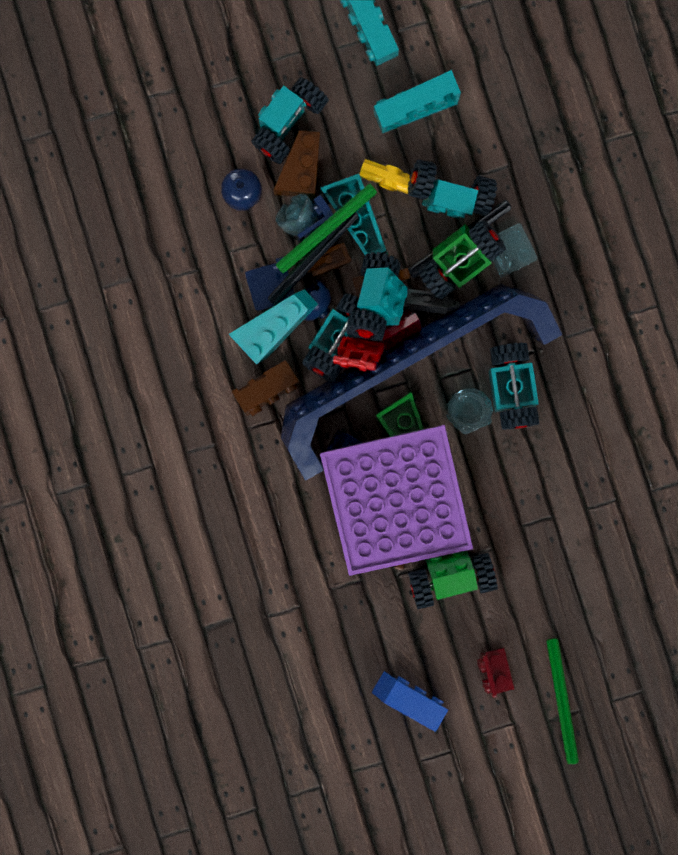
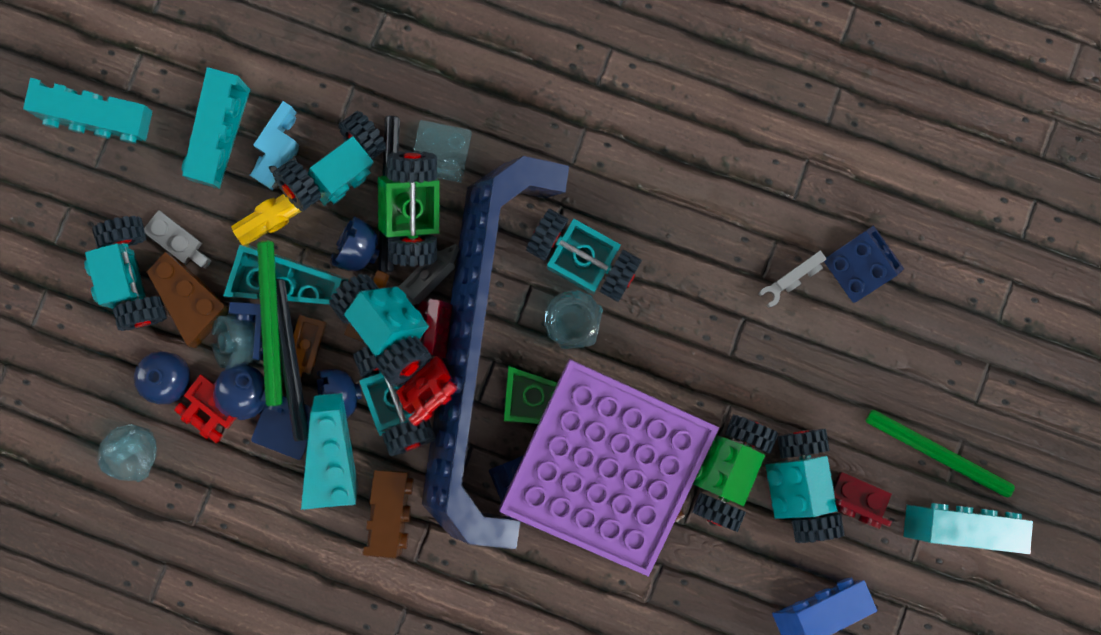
camera: 50 degrees left, 0 degrees up
(182, 204) = (127, 453): none -> clear light blue helmet
(250, 232) = (202, 398): none -> red plate
(270, 242) = (240, 392): none -> dark blue cylinder
(331, 131) = (176, 240): none -> light grey plate
(411, 244) = (356, 246): none -> dark blue cylinder
(435, 147) = (275, 146): none -> medium azure plate
(477, 629) = (805, 487): none -> brick
(529, 752) = (968, 528): none -> wedge
(598, 526) = (791, 280): none -> light grey plate
(644, 564) = (863, 264): none -> dark blue bracket

